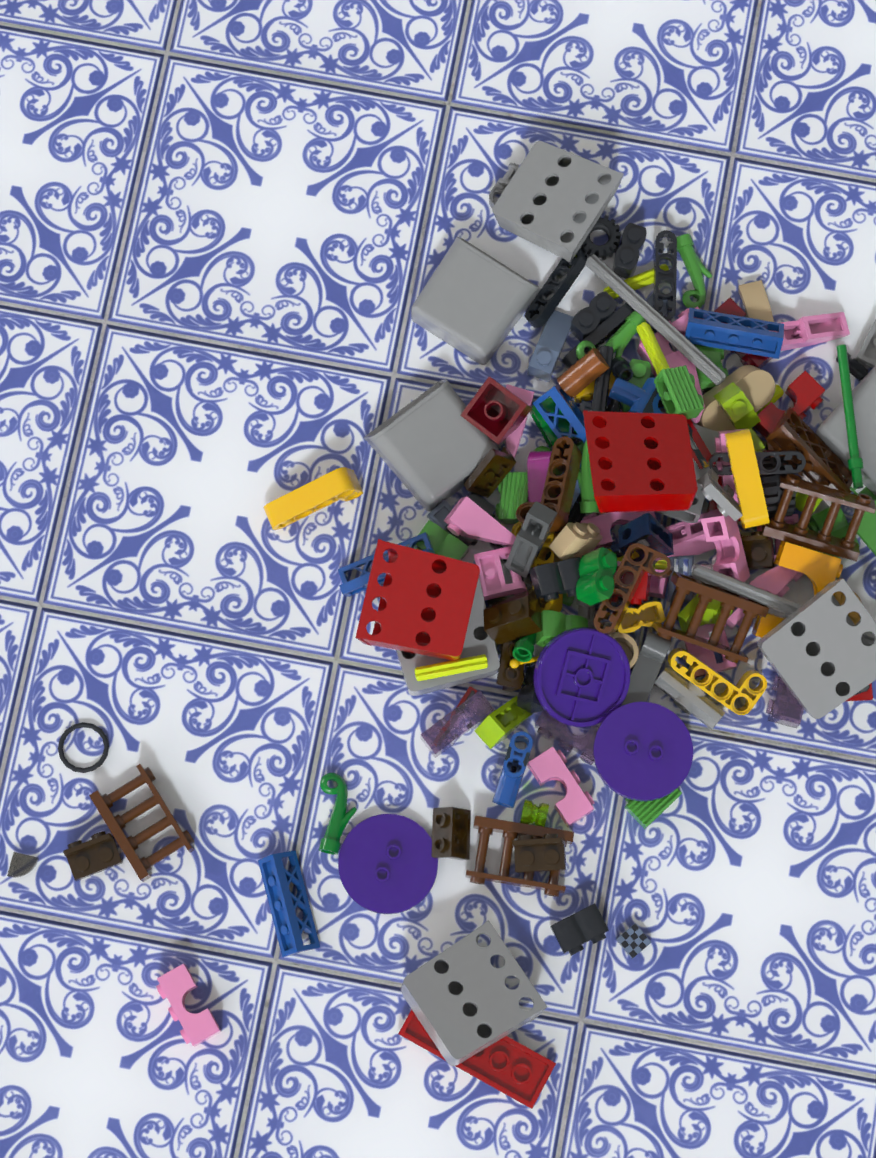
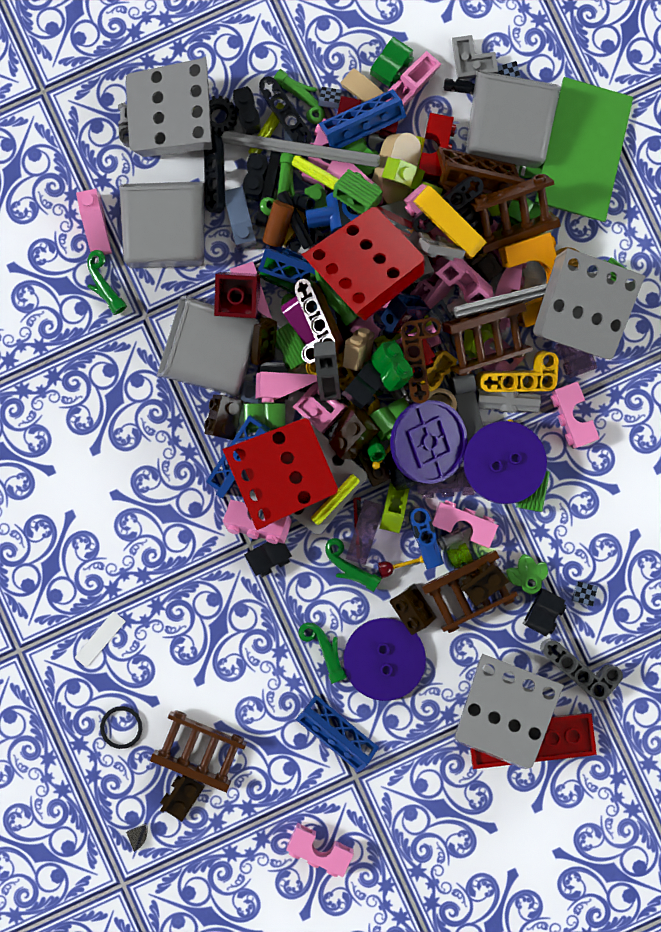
camera: 30 degrees left, 10 degrees up
(125, 648) = (100, 639): none -> white sticker
(313, 496) = (151, 446): yellow beam -> none
(343, 626) = (238, 521): none -> bright pink arch
(347, 681) = (267, 556): none -> black brick
(374, 344) = (103, 289): none -> green plant
(400, 519) = (223, 417): none -> dark brown bracket
(409, 254) = (94, 220): none -> bright pink slope
(417, 757) = (351, 571): none -> green plant
(454, 776) = (386, 568): none -> dark red hinge
(536, 791) = (450, 539): none -> light grey pin
(575, 1006) = (576, 667): none -> dark grey beam
(592, 878) = (527, 571): none -> bright green plate
(718, 292) = (330, 97): none -> sand blue tile
(738, 777) = (577, 432): none -> bright pink arch
(802, 299) = (391, 62): none -> green brick
(855, 463) = (513, 155): green bar -> none

